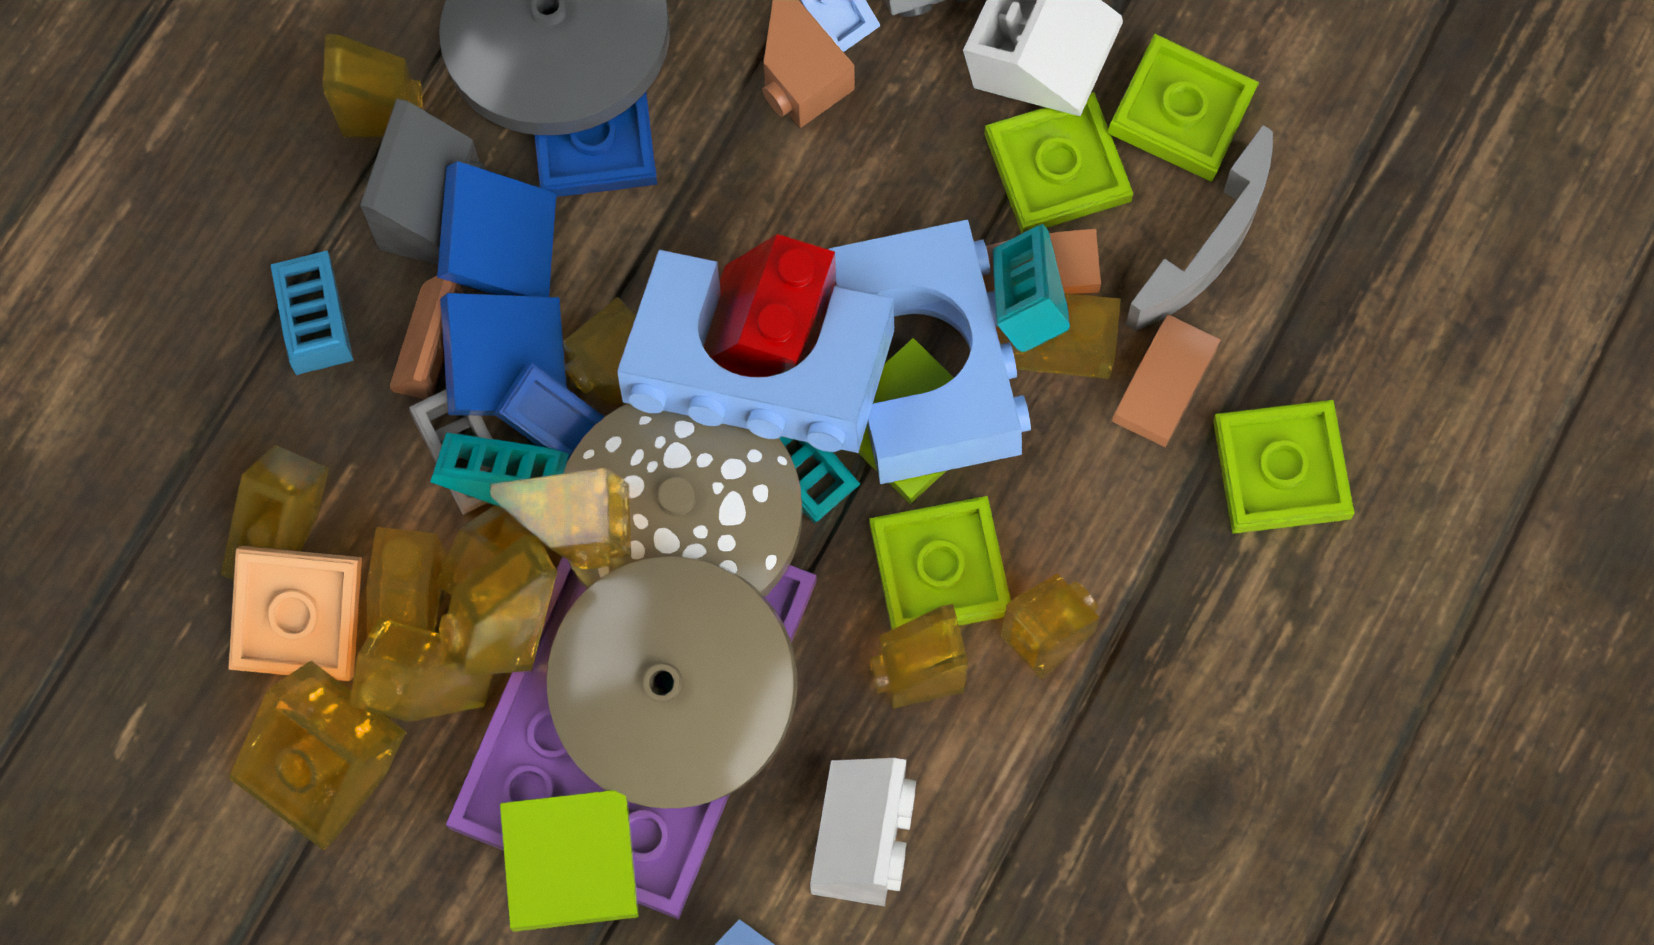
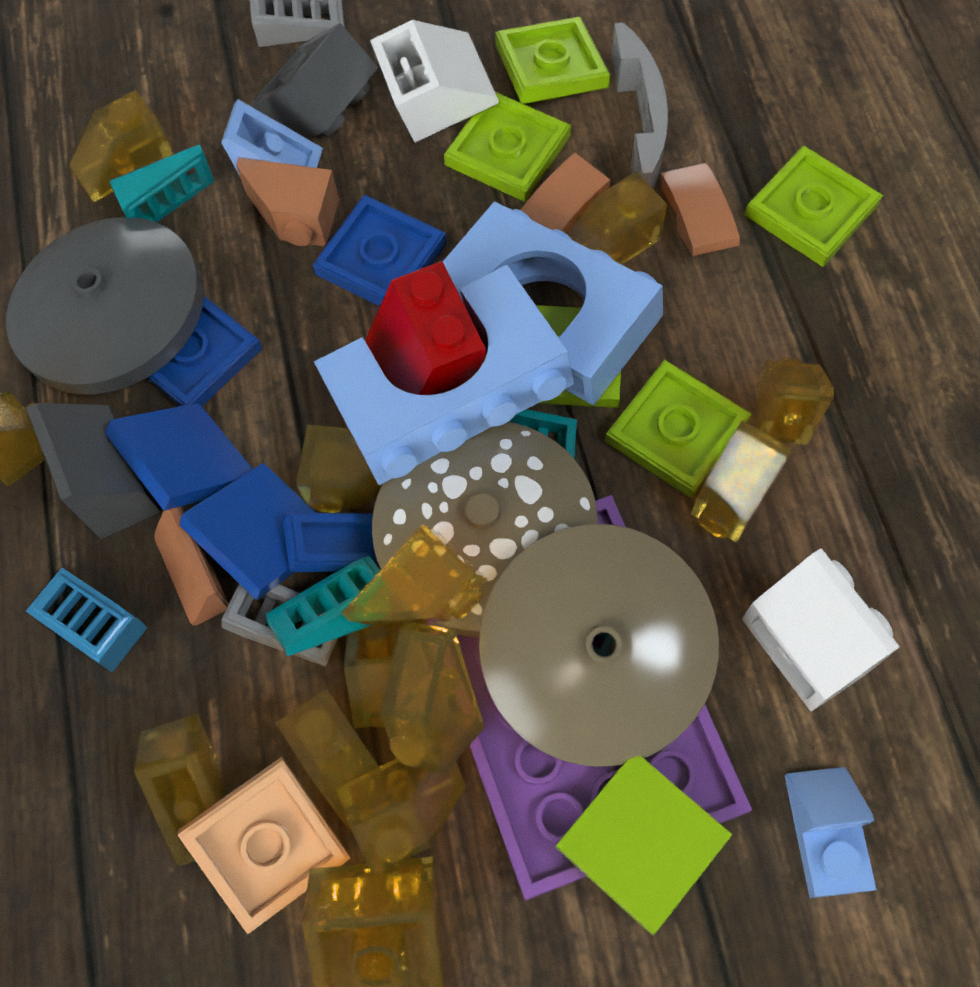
camera: 40 degrees left, 5 degrees down
(838, 178) = (376, 248): none -> blue tile
(1030, 297) = (578, 209): teal slope -> none

